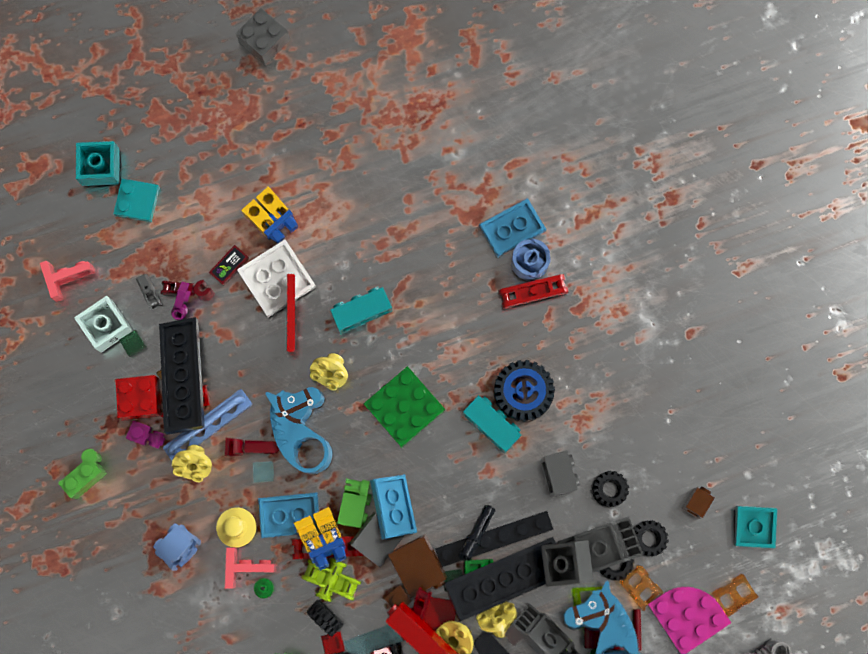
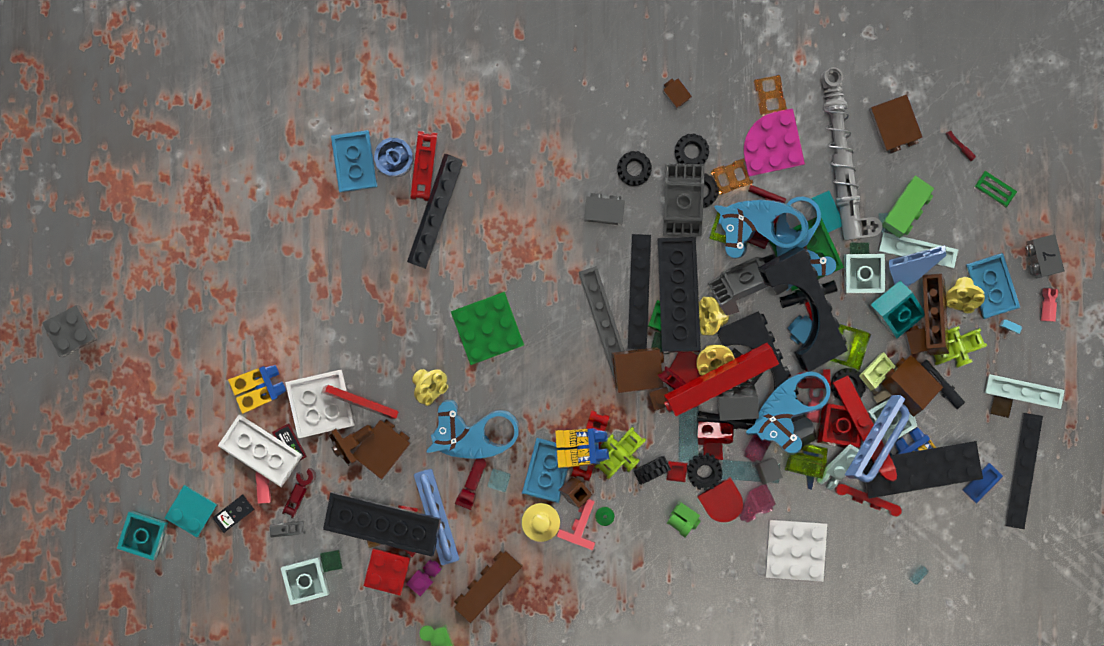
camera: 70 degrees left, 10 degrees up
(63, 276) = (241, 604): coral bracket -> none
(147, 238) = (233, 513): none -> tile
(155, 499) = (488, 586): none -> reddish brown brick
(176, 546) = (539, 581): medium blue brick -> none
(179, 309) = (316, 505): magenta plate -> none
(181, 255) = (263, 489): none -> coral bar
(192, 463) = (468, 542): light yellow plate -> none
(213, 240) = (260, 450): none -> white tile
(242, 312) = (342, 446): none -> reddish brown piece
(254, 350) = (382, 448): none -> reddish brown brick
(276, 550) = (575, 492): none -> reddish brown brick
(354, 503) = (560, 407): bright green hinge -> none
(361, 309) = (380, 334): teal brick -> none
(370, 543) = (600, 398): dark grey tile -> none
(393, 506) = (576, 372): dark azure tile -> none
(460, 510) = (601, 313): none -> dark grey tile
(473, 540) = (633, 310): black pin -> none
(492, 423) = (534, 253): teal brick -> none
(496, 316) = (435, 211): none -> black plate
(504, 391) = (520, 193): wheel -> none
(567, 563) = (686, 235): dark grey brick -> none
(755, 526) = (717, 50): teal plate -> none

